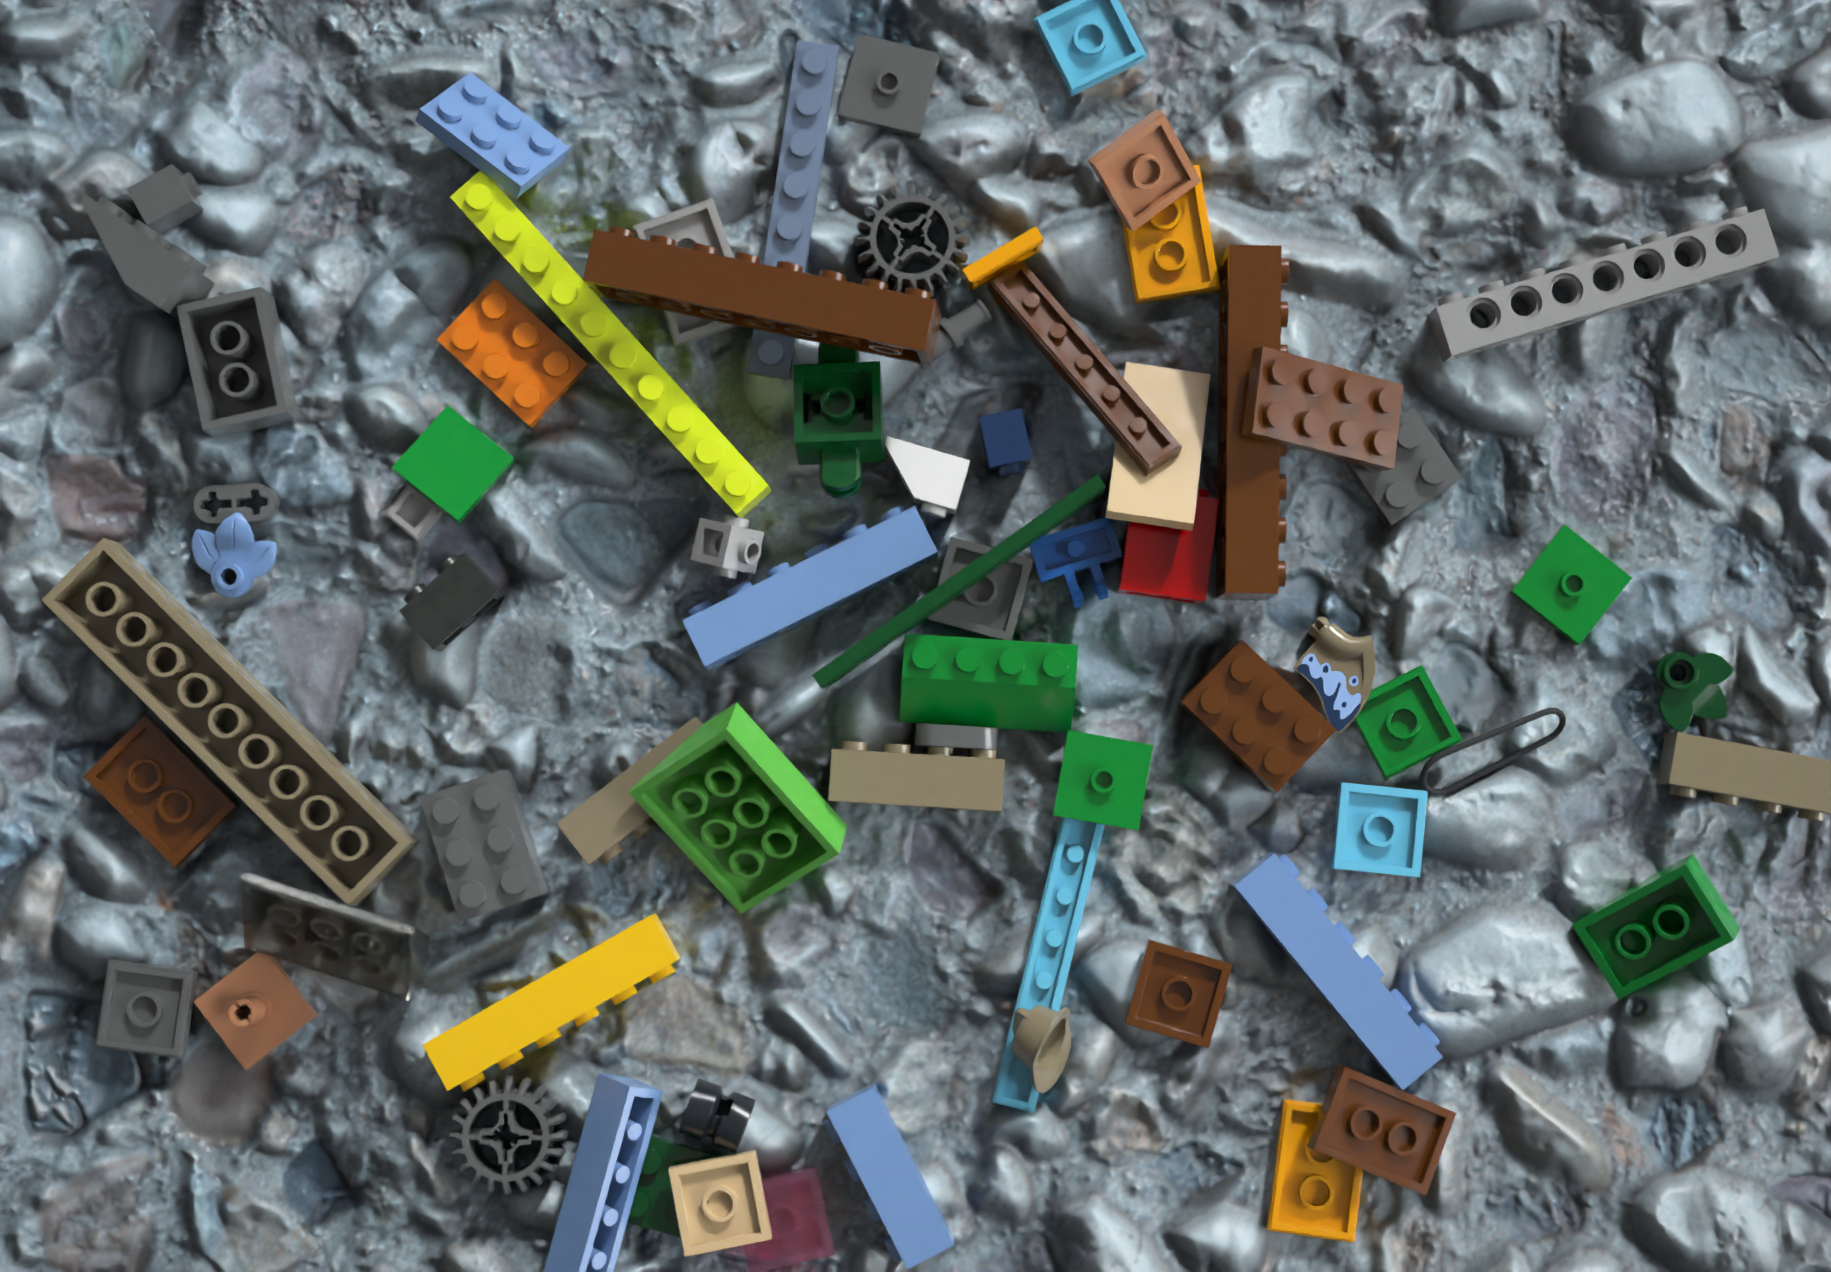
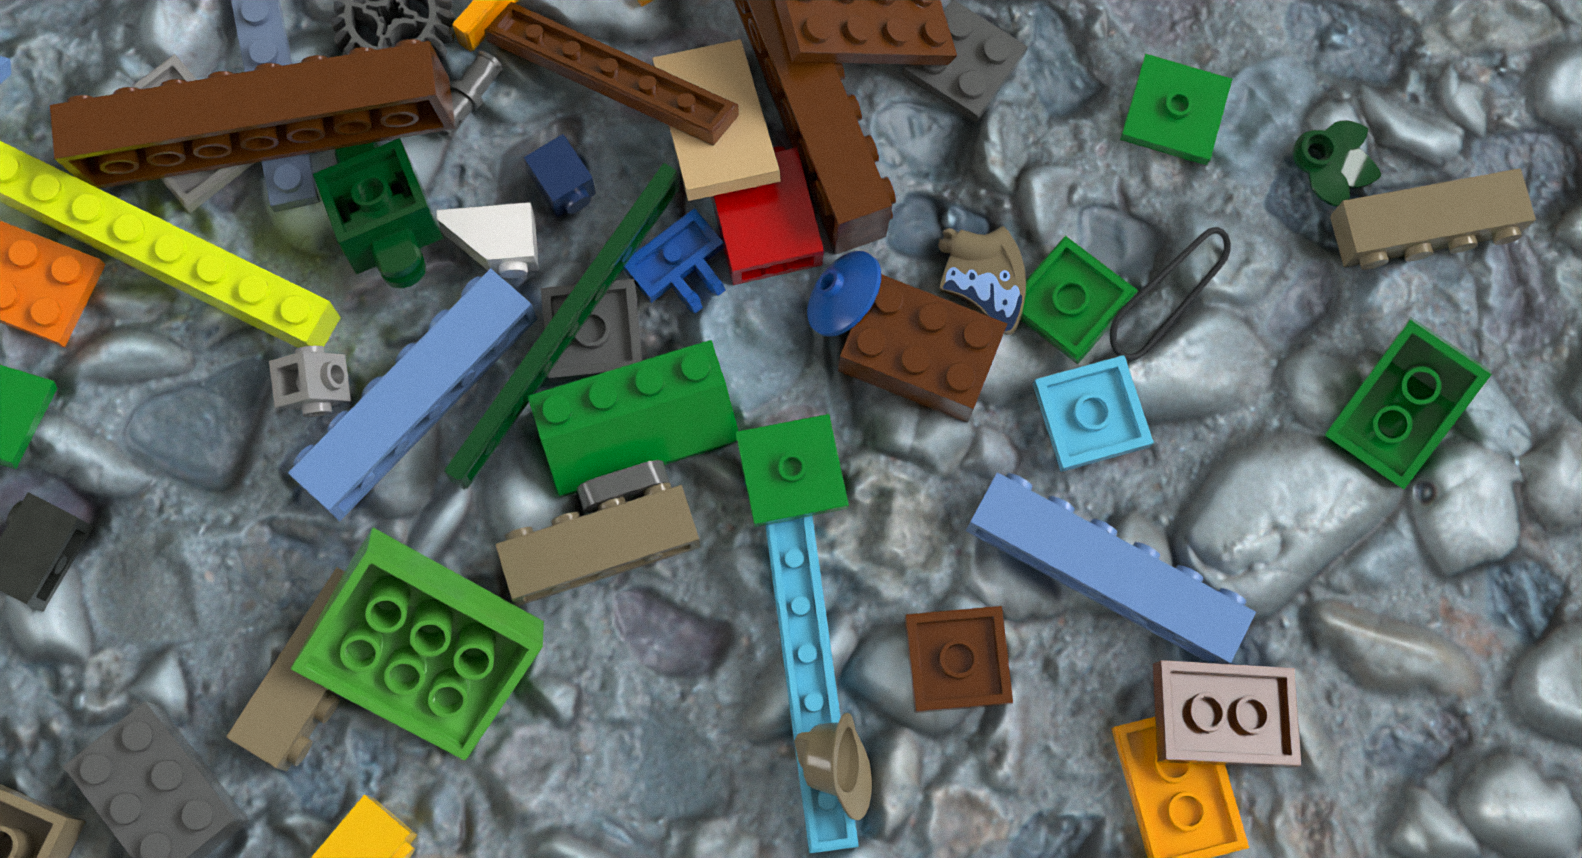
camera: 30 degrees left, 10 degrees down
(1208, 644) = (844, 293): none -> blue dish

